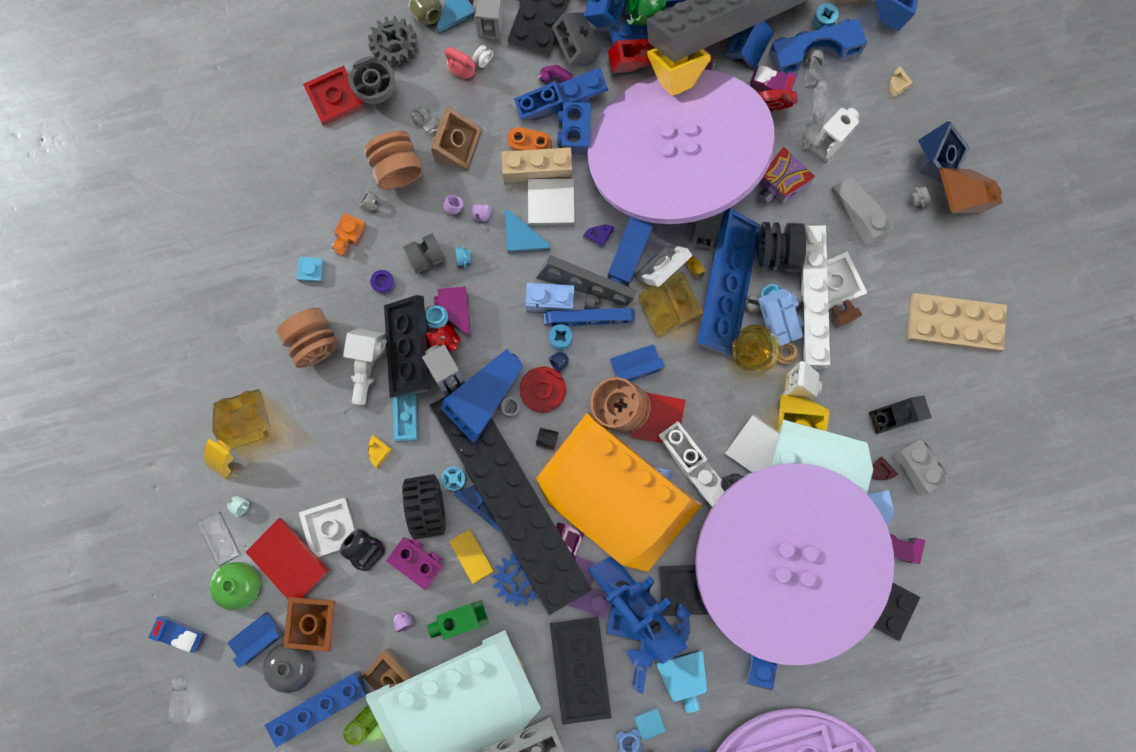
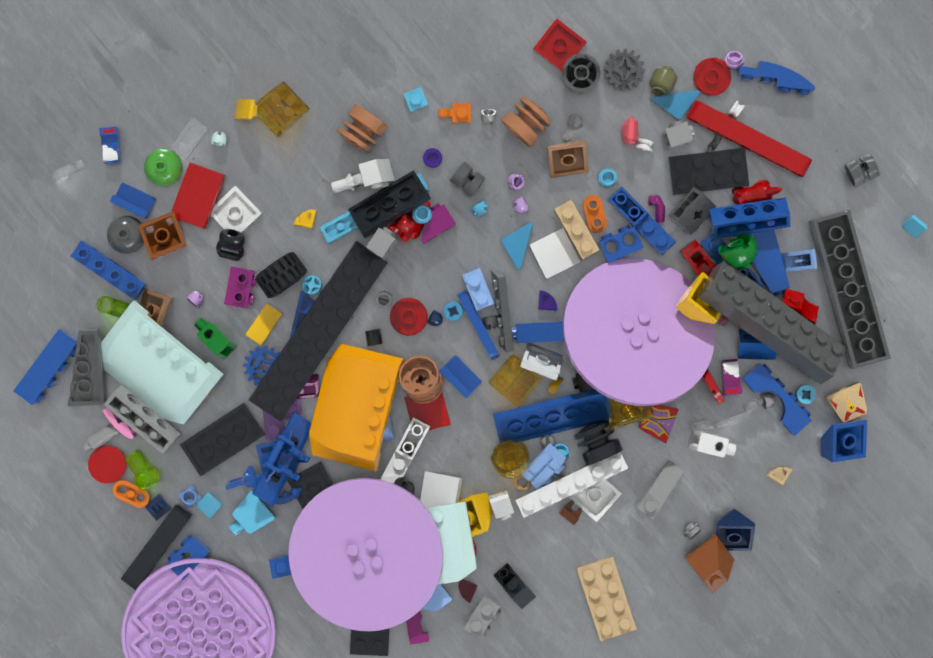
camera: 70 degrees right, 10 degrees up
(480, 396) = (379, 276): blue slope -> none
(498, 110) = (607, 177): none -> medium azure plate
(763, 199) = (625, 415): none -> clear yellow slope

